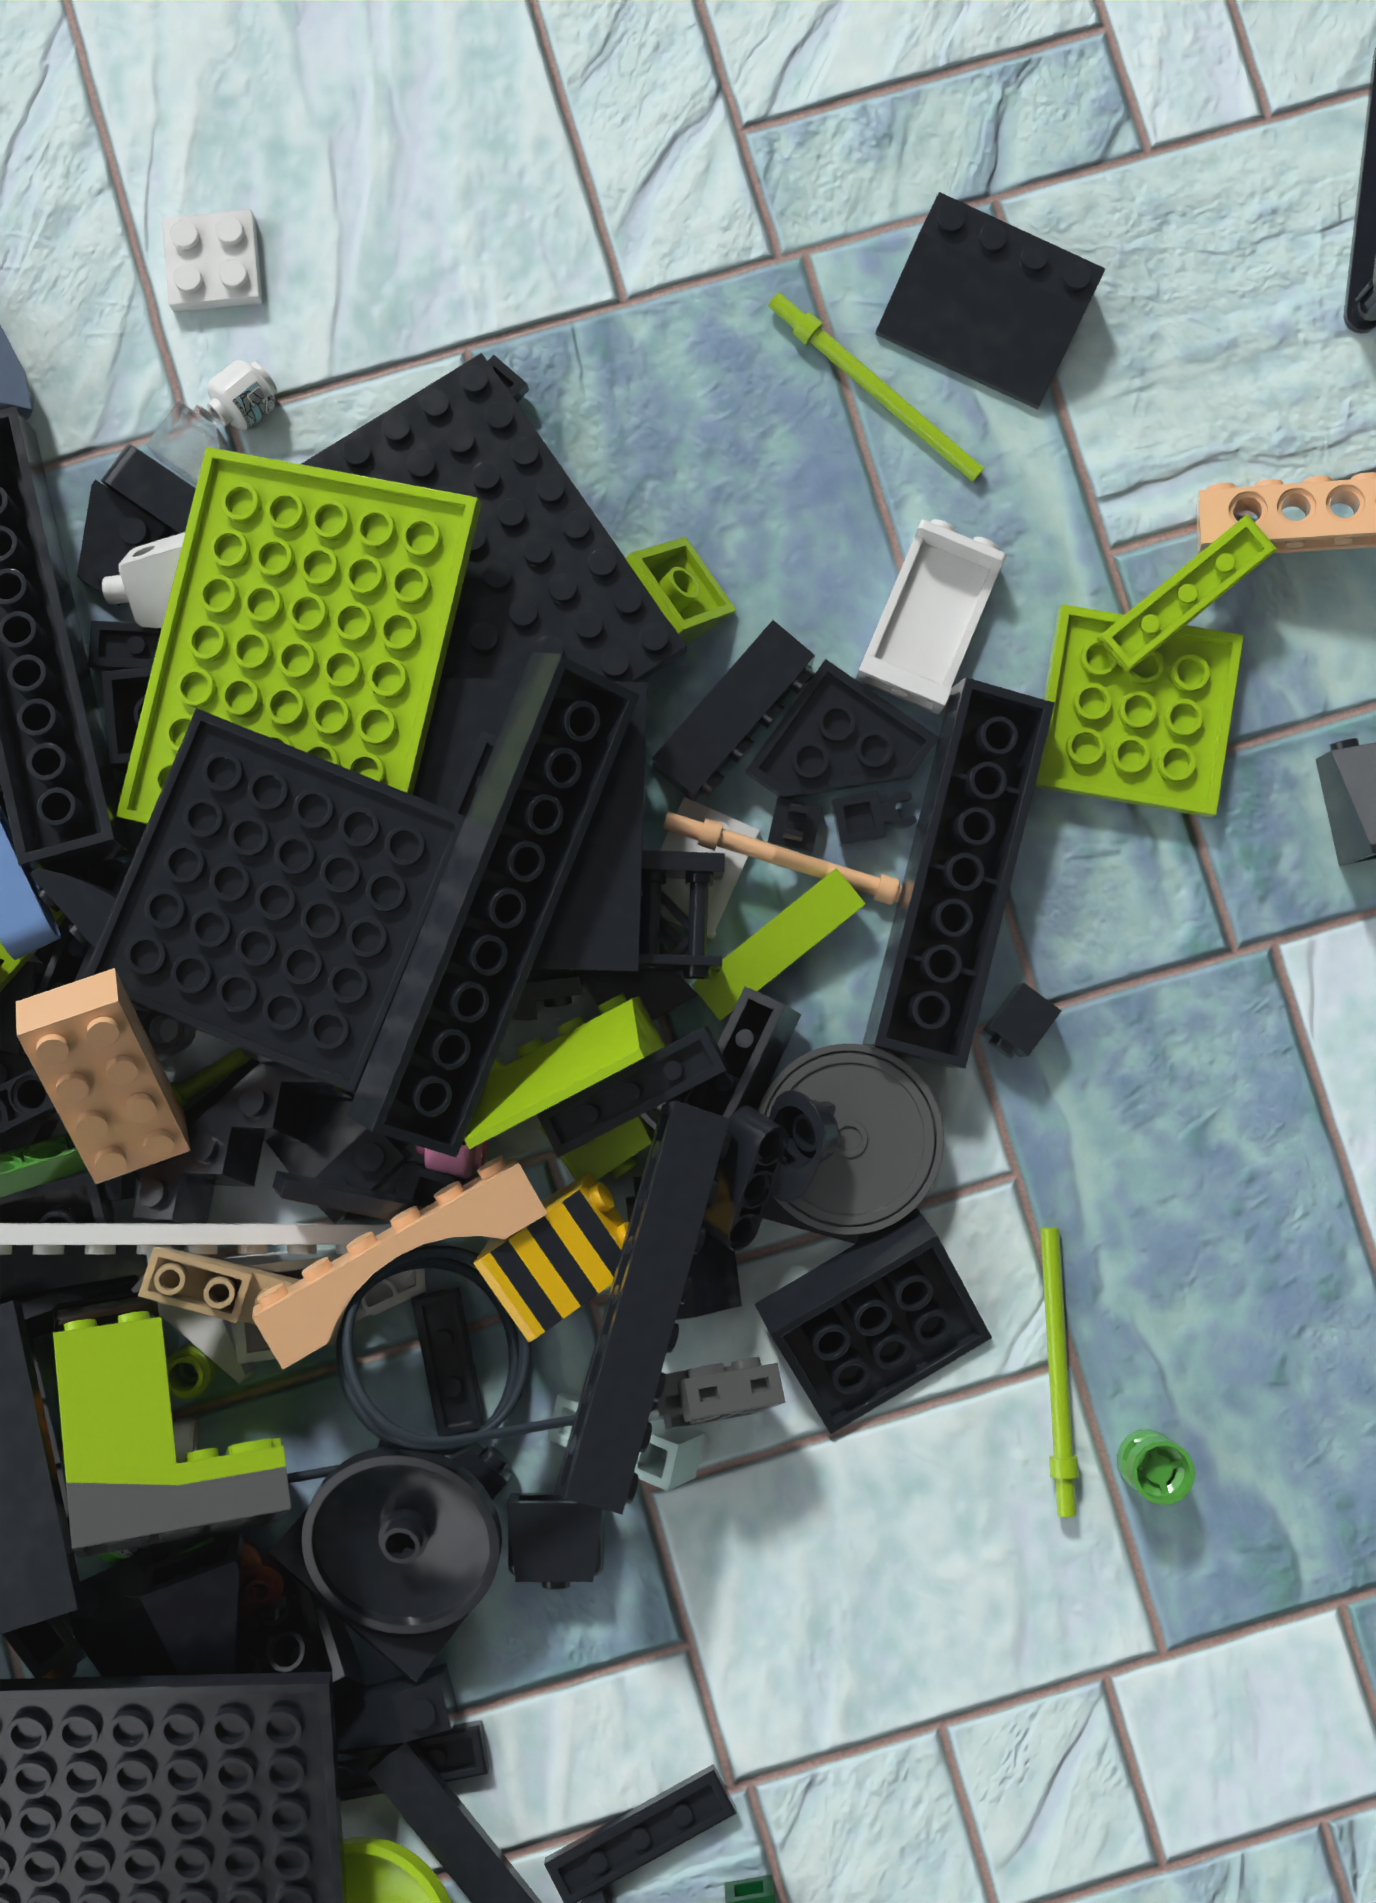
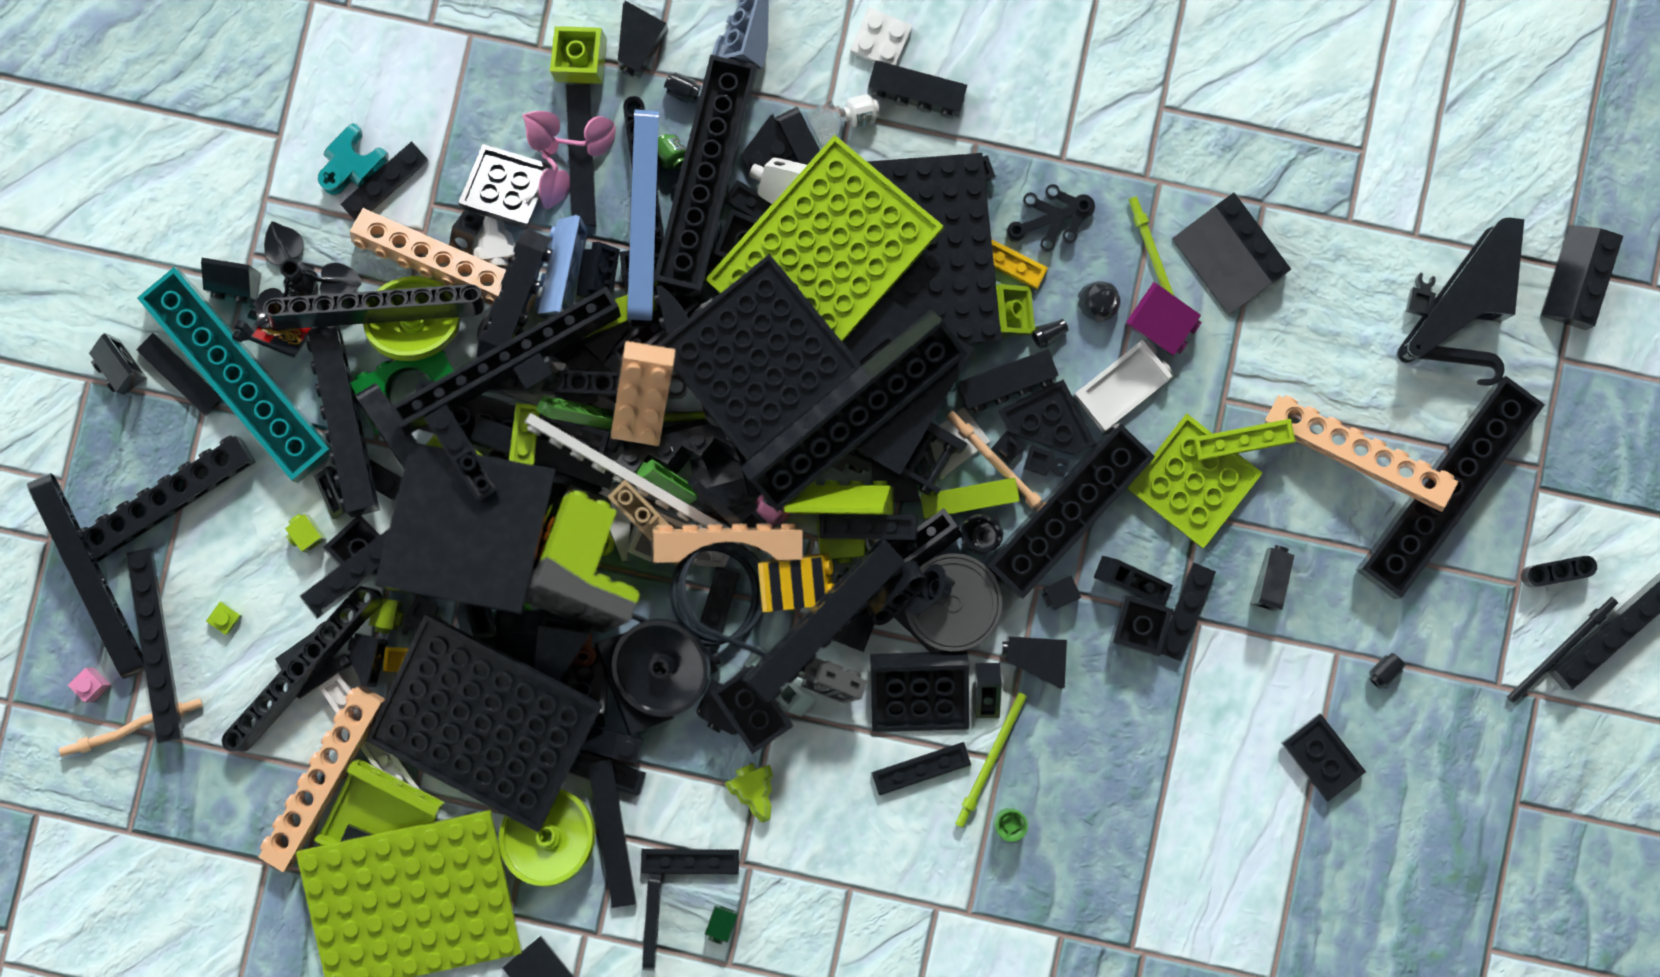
camera: 30 degrees right, 0 degrees up
(237, 1203) = (667, 481): none -> bright green piece
(315, 309) = (917, 89): none -> black brick
(608, 1549) = (753, 719): none -> black brick
(646, 513) = (1017, 265): none -> yellow tile
(660, 398) = (1054, 216): none -> black plant
(681, 1650) = (753, 788): none -> lime rock
(757, 597) = (1048, 333): none -> black cone
(813, 497) = (1099, 301): none -> black hair
(832, 993) = (981, 533): none -> black hair
(939, 466) = (1164, 319): none -> magenta slope
(947, 1451) = (921, 768): none -> black tile
(988, 1254) = (987, 690): none -> black slope
(1043, 1151) = (1038, 657): none -> black slope
(1127, 934) = (1132, 580): none -> black slope
(1187, 1002) = (1141, 625): none -> black brick
(1244, 937) = (1187, 610): none -> black plate
(1337, 211) = (1421, 299): none -> black plate

